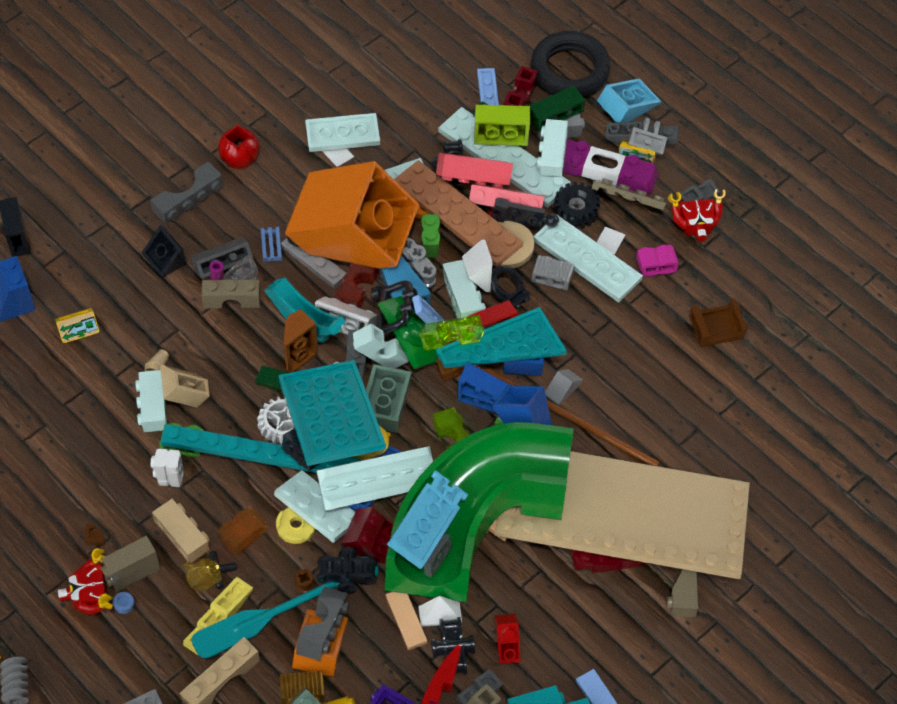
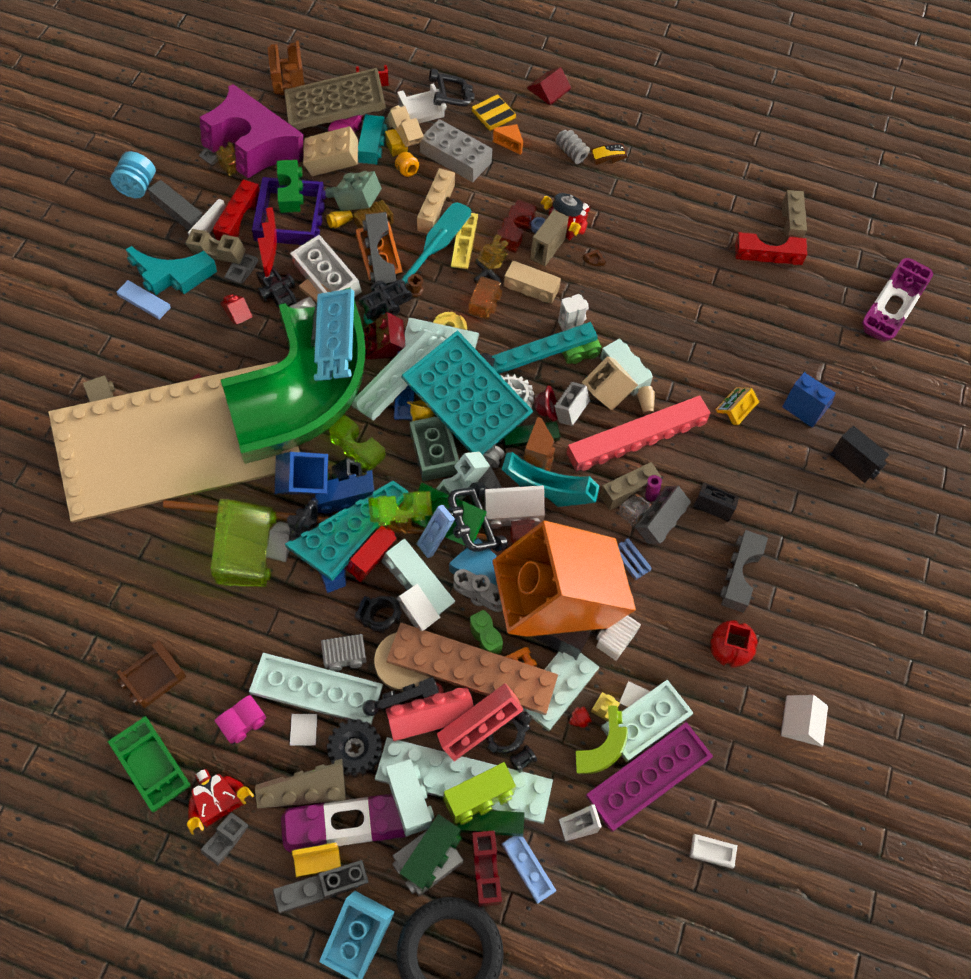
camera: 150 degrees right, 5 degrees up
(87, 583) = (567, 204): none -> black wheel
(139, 618) = (519, 216): none -> clear red arch
(188, 335) = (637, 433): none -> coral brick
(225, 86) = (804, 719): none -> white slope
(231, 383) = (572, 403): none -> light grey brick
(255, 396) = (545, 402): none -> dark red hat
(352, 46) = (713, 851): none -> white tile
(367, 99) = (649, 776): none -> magenta plate
(367, 154) = (601, 706): none -> light yellow tile
(388, 647) = (323, 266): none -> white brick
(392, 119) = (608, 753): none -> lime arch
(392, 154) = (580, 717): none -> red plate
(434, 93) = (580, 823): none -> white slope
(478, 410) = (345, 468): none -> black brick
(546, 373) = (303, 519): none -> black piece
(599, 387) = (241, 543): none -> clear neon green windscreen
(647, 140) = (307, 866): light grey hinge -> none
(739, 260) = (149, 764): none -> green slope

